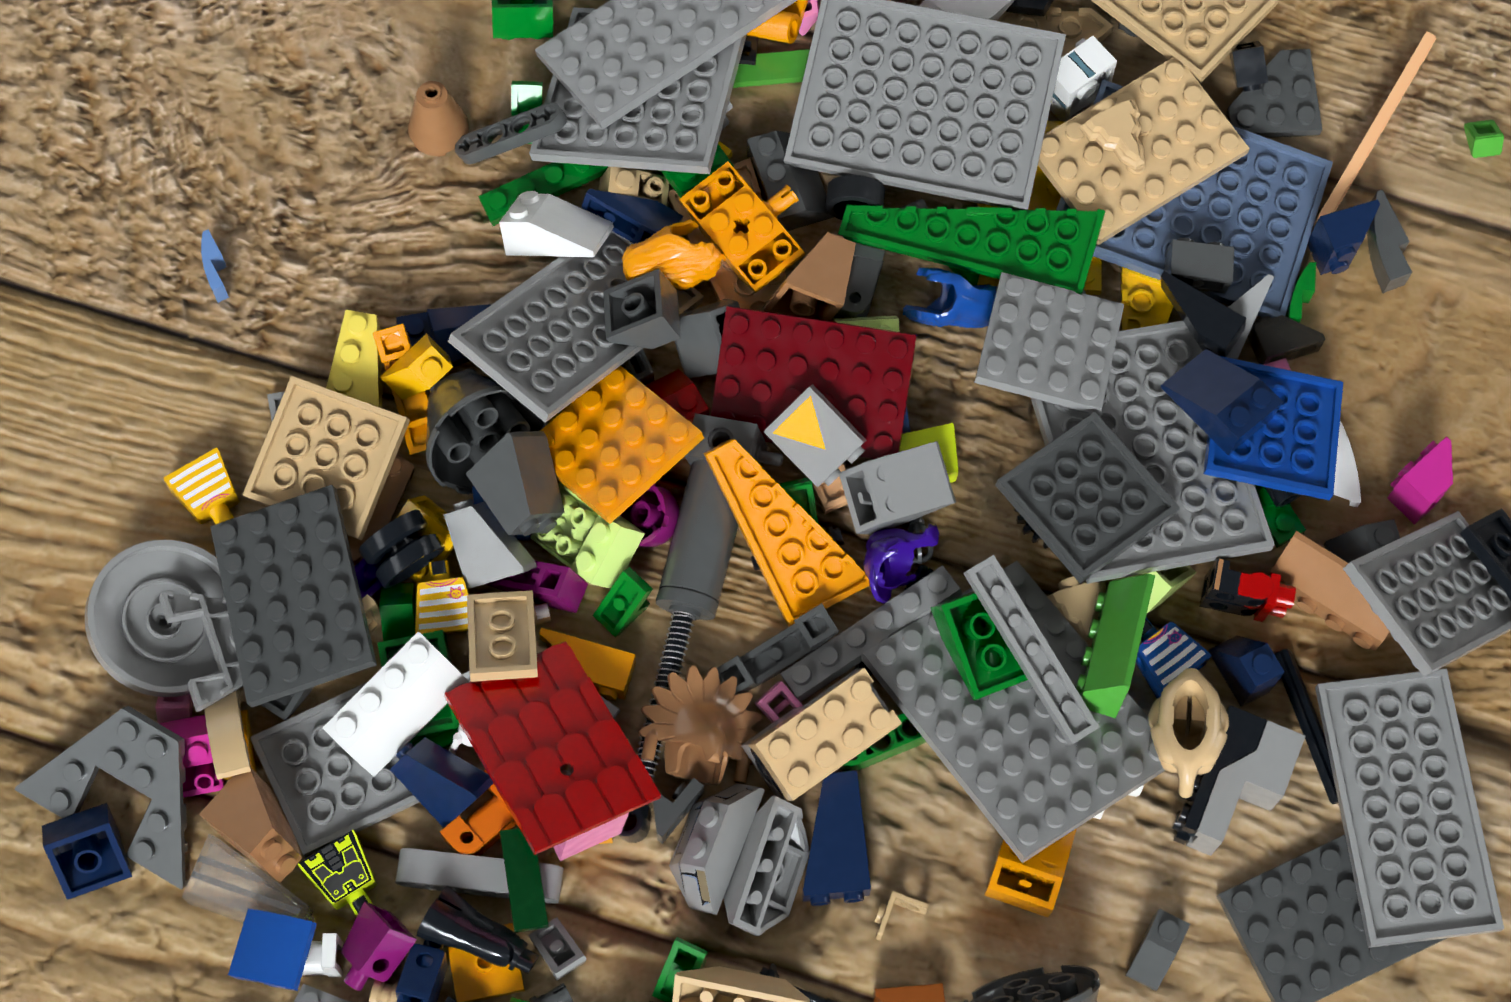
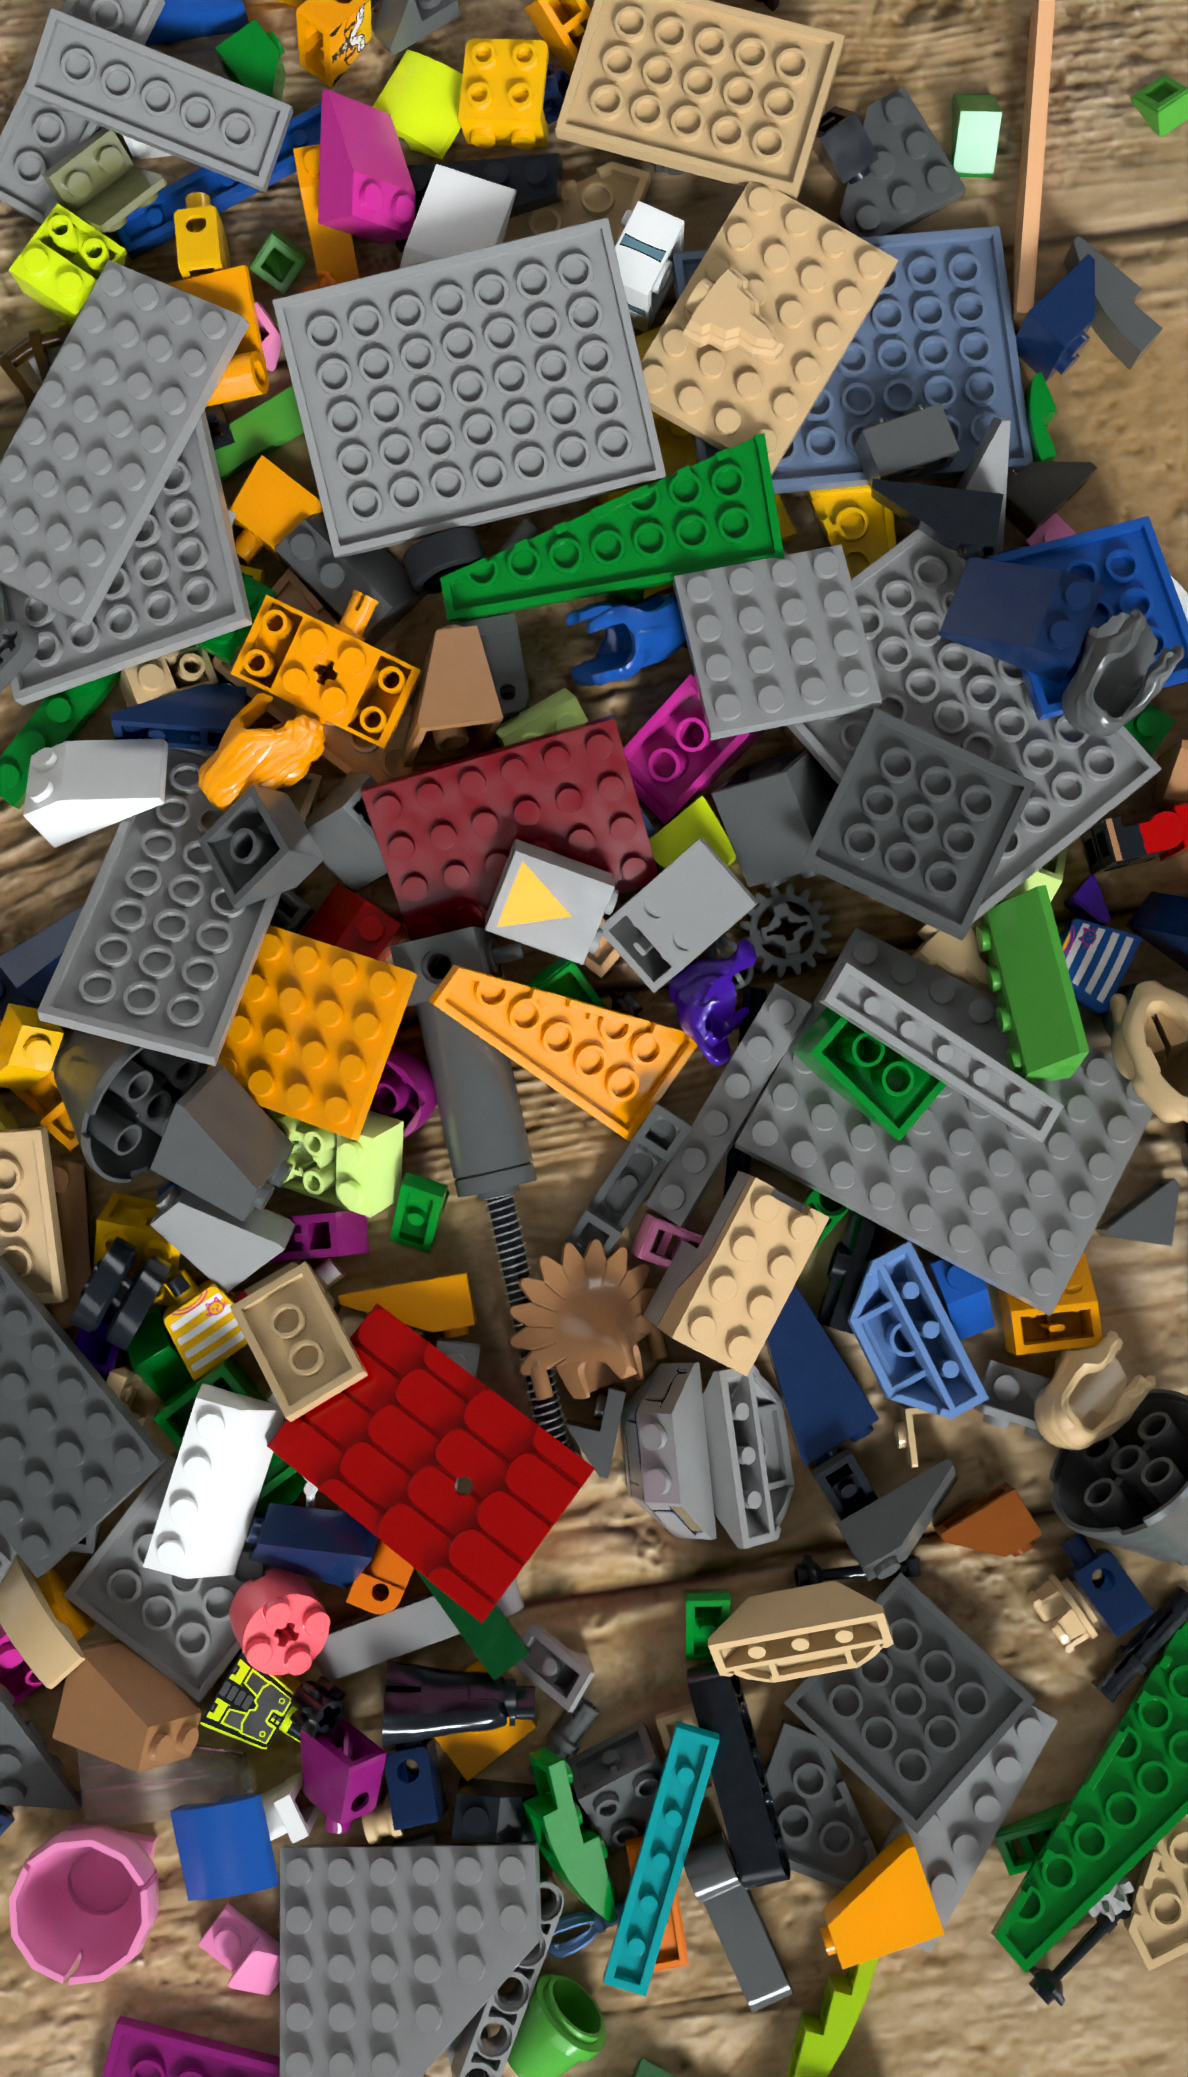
camera: 20 degrees left, 15 degrees up
(161, 935) = (85, 1898): none -> bright pink plate
(384, 890) = (317, 1706): none -> black gear
(385, 839) = (279, 1622): none -> coral brick
(755, 115) = (269, 509): none -> light orange torso
(824, 926) = (844, 1483): none -> black slope
(847, 969) = (892, 1525): none -> dark grey slope
(901, 785) = (847, 1269): none -> black piece
(920, 842) = (912, 1338): none -> medium blue wedge
(948, 393) = (674, 756): none -> dark pink slope
(954, 537) = (779, 913): none -> dark grey gear
(970, 839) = (962, 1297): none -> blue slope
(979, 934) = (1011, 1396): none -> light grey bracket
(989, 452) = (773, 815): none -> dark grey slope
(1025, 938) = (1087, 1396): none -> tan hair
(1125, 849) = (1147, 1217): none -> dark grey slope
(1186, 616) = (1088, 902): none -> dark purple slope
(1265, 461) = (1113, 674): none -> dark grey hair
(1343, 100) = (975, 134): none -> slope

